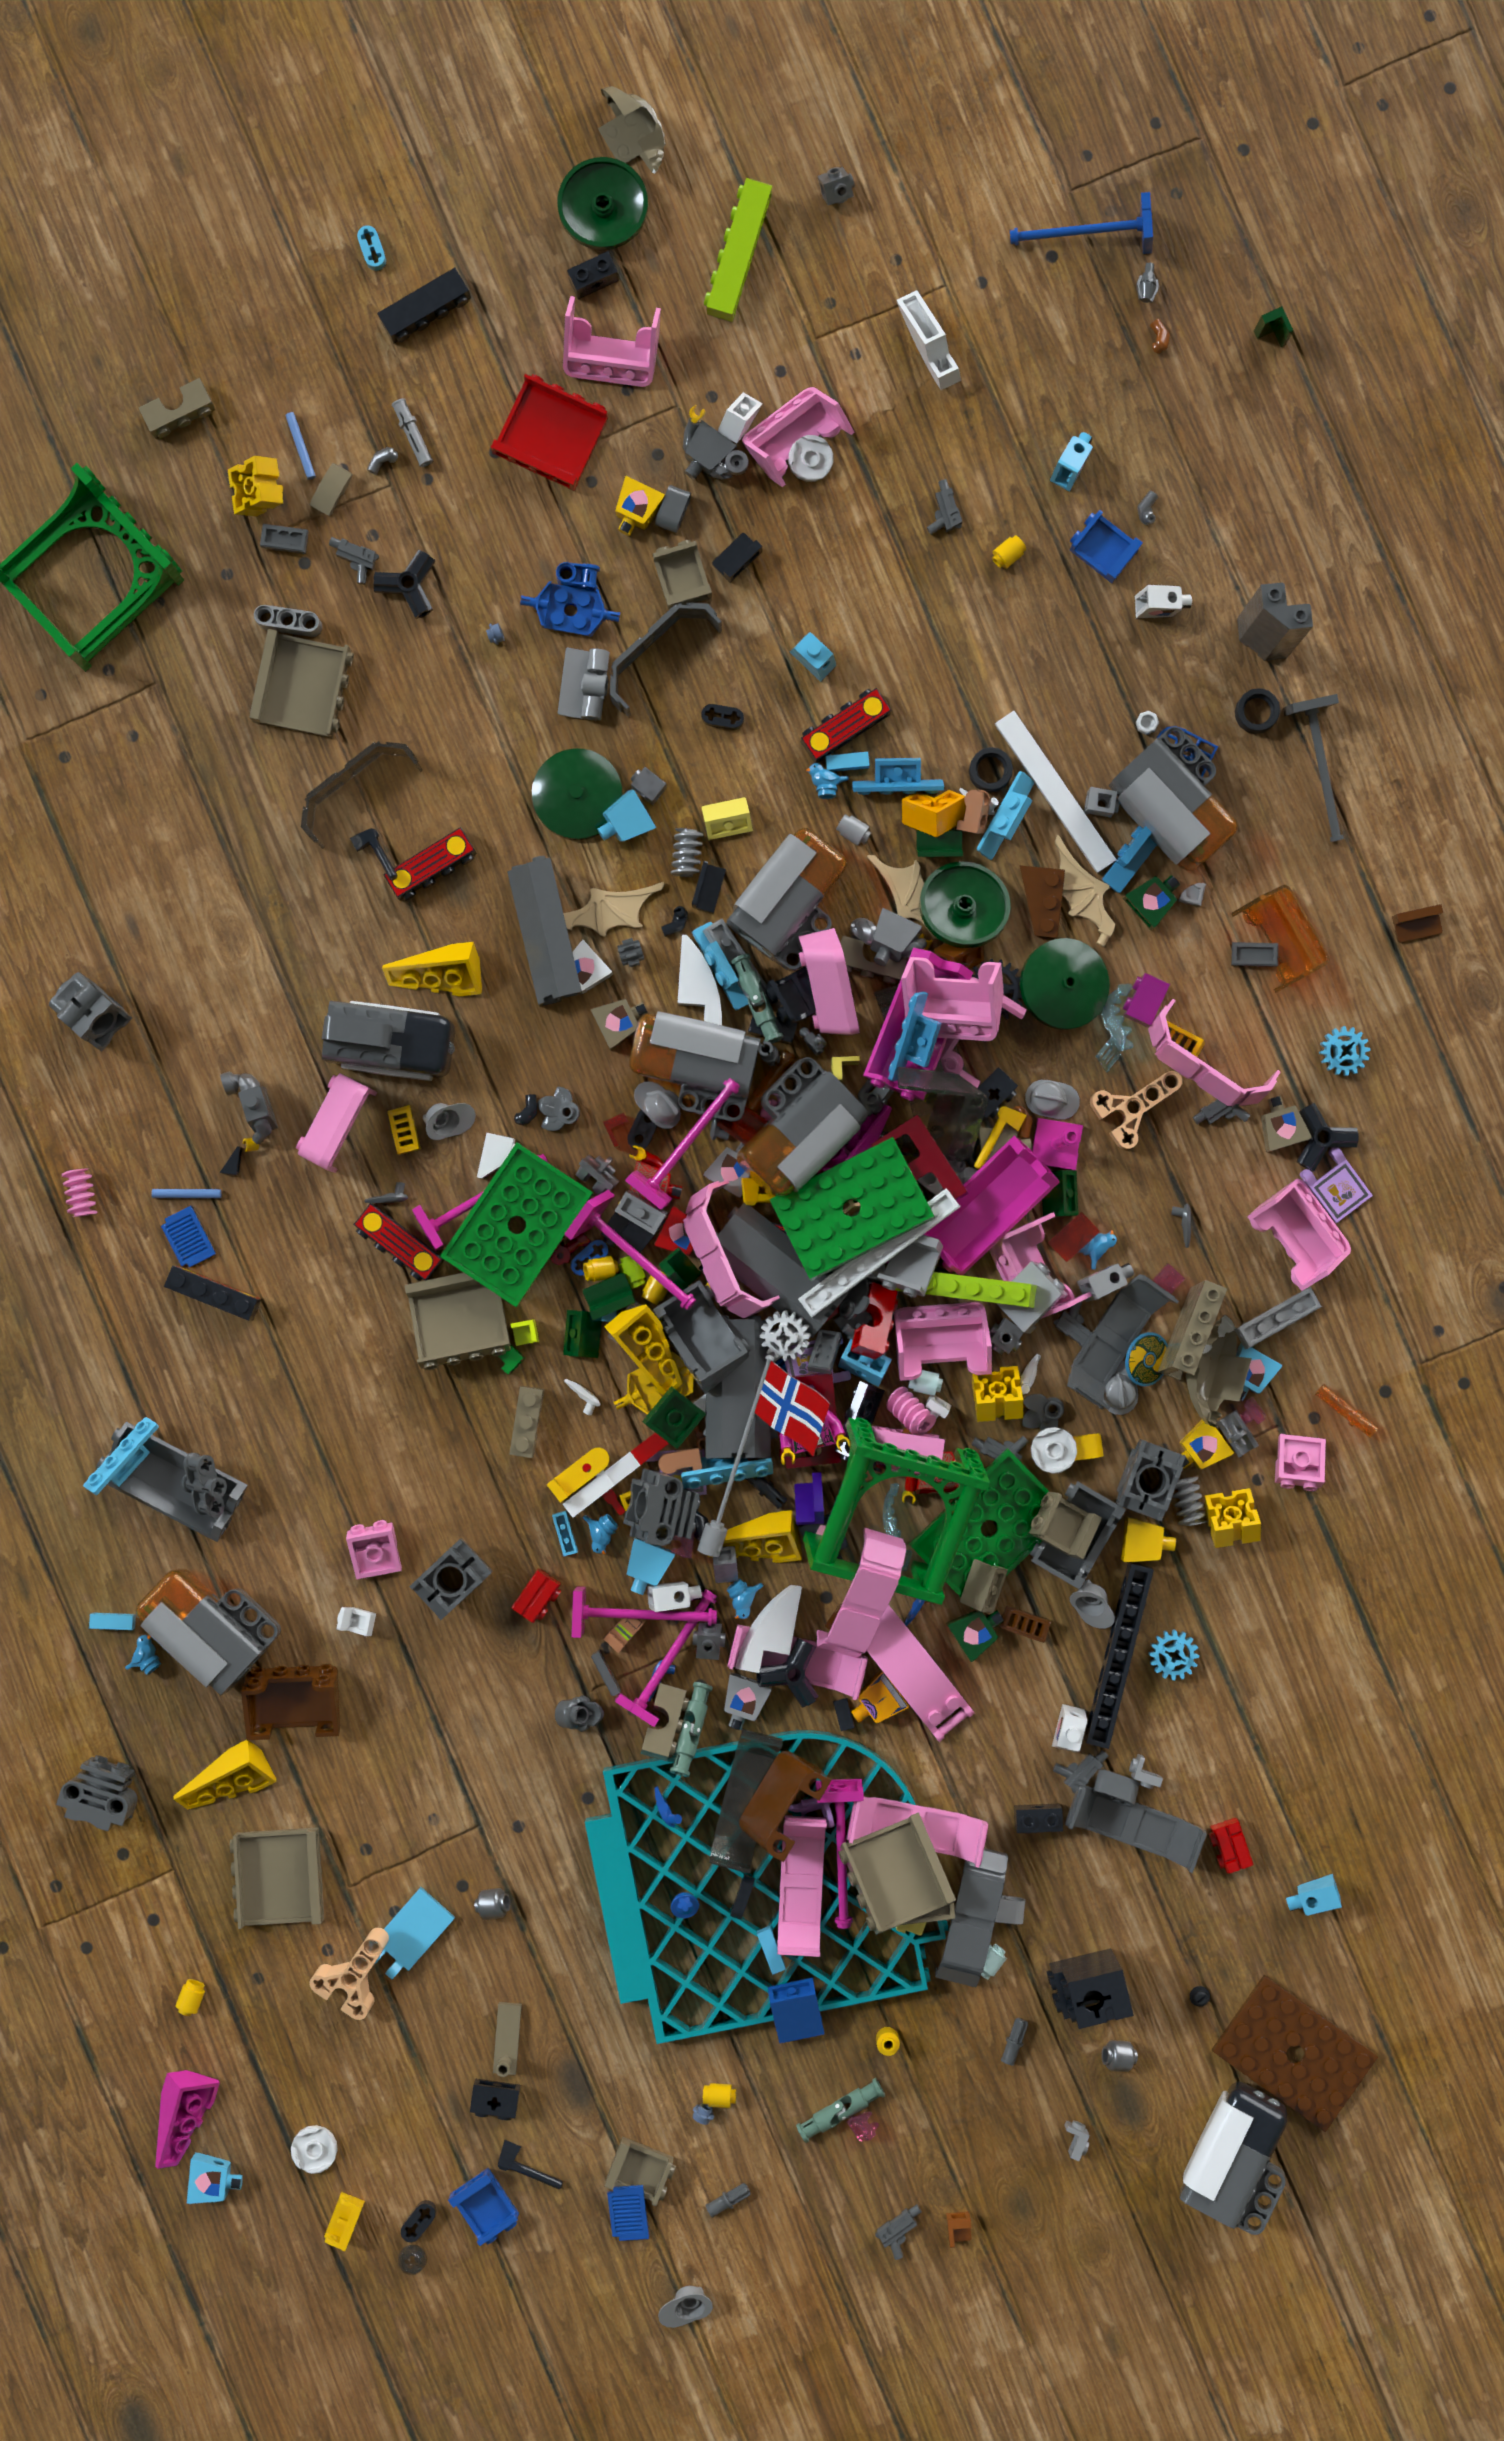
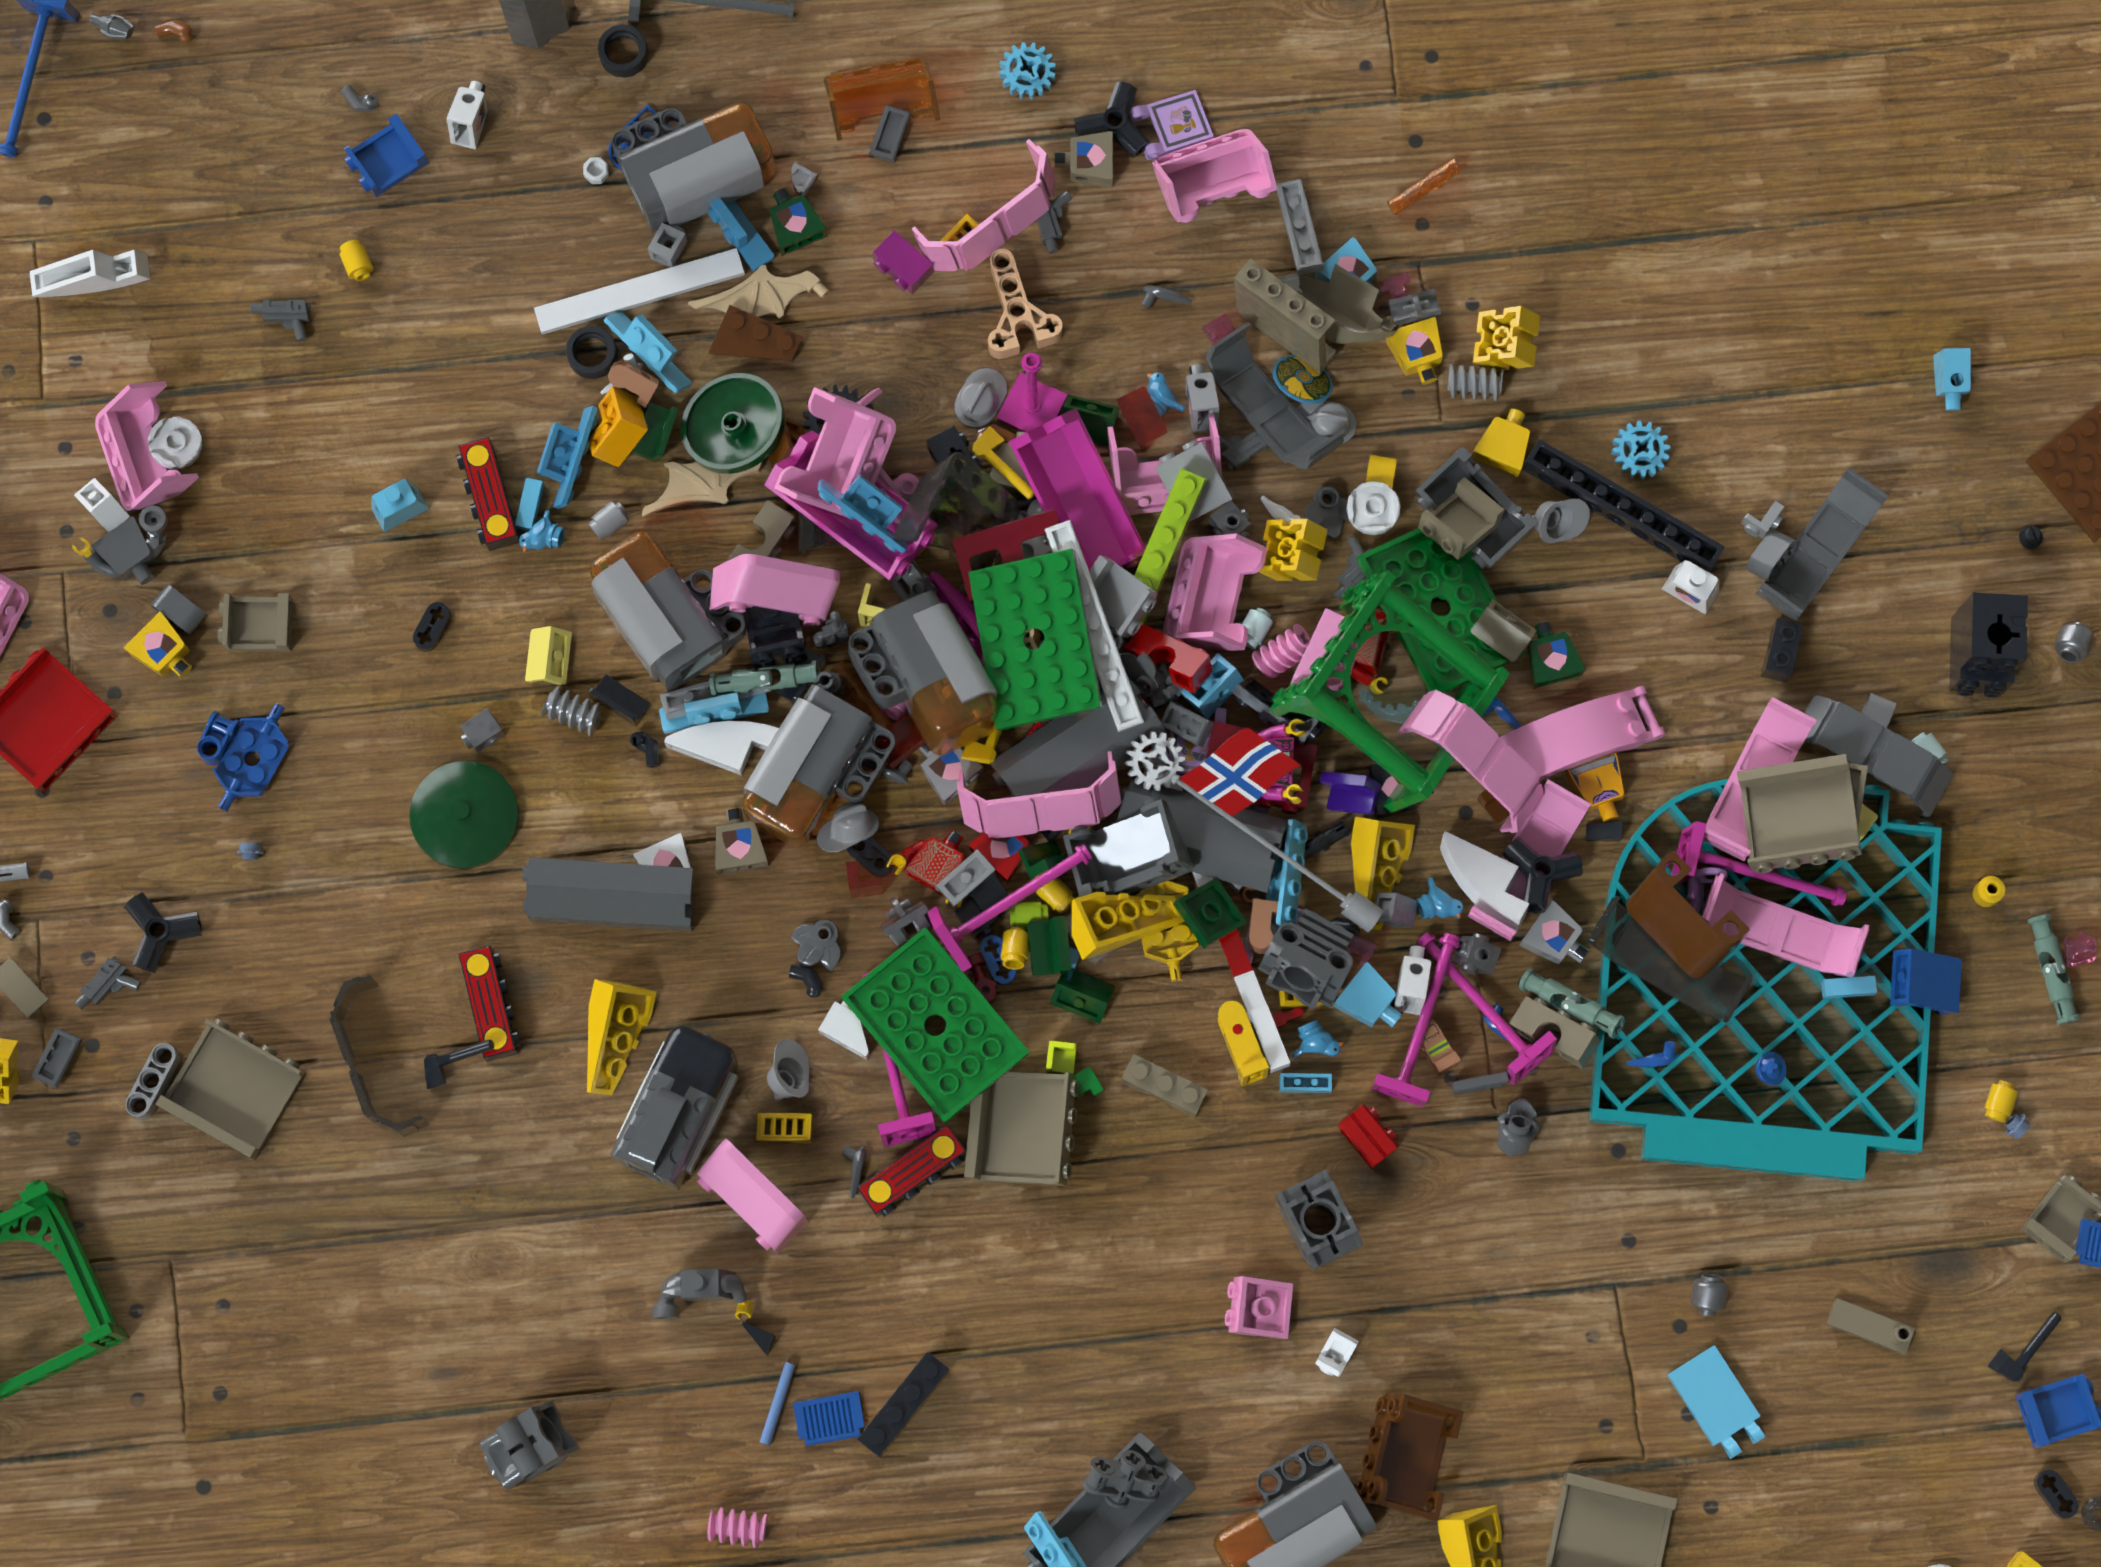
camera: 75 degrees left, 10 degrees down
(329, 1977) = (1745, 1497): light nougat beam -> none
(506, 2094) = (1924, 1368): black brick -> none
(584, 683) = (341, 768): light grey panel -> none
(586, 1395) = (1153, 1012): white bar -> none
(611, 909) = (608, 814): tan animal -> none
(626, 818) = (511, 764): medium azure torso -> none
(630, 952) = (665, 807): dark grey gear -> none
(650, 1187) = (939, 855): dark pink tile -> none
(690, 610) = (302, 618): dark grey windscreen -> none
(737, 557) = (257, 556): black panel -> none
(742, 1897) = (1779, 1000): black beam -> none
(891, 938) = (742, 512): torso -> none
(938, 1406) = (1286, 621): white tile -> none
(1014, 2041) = (2027, 753): dark grey axle -> none
(1043, 1631) = (1573, 582): reddish brown slope -> none
(1045, 985) = (856, 343): dark green dish -> none
(1072, 461) = (276, 157): medium azure torso -> none
(1081, 1773) = (1744, 589): dark grey piece -> none
(1114, 1025) = (919, 304): clear light blue piece -> none
(1156, 1501) = (1434, 390): dark grey piece -> none
(1230, 1845) = (1871, 451): red brick -> none
(1300, 1462) = (1466, 251): bright pink plate -> none

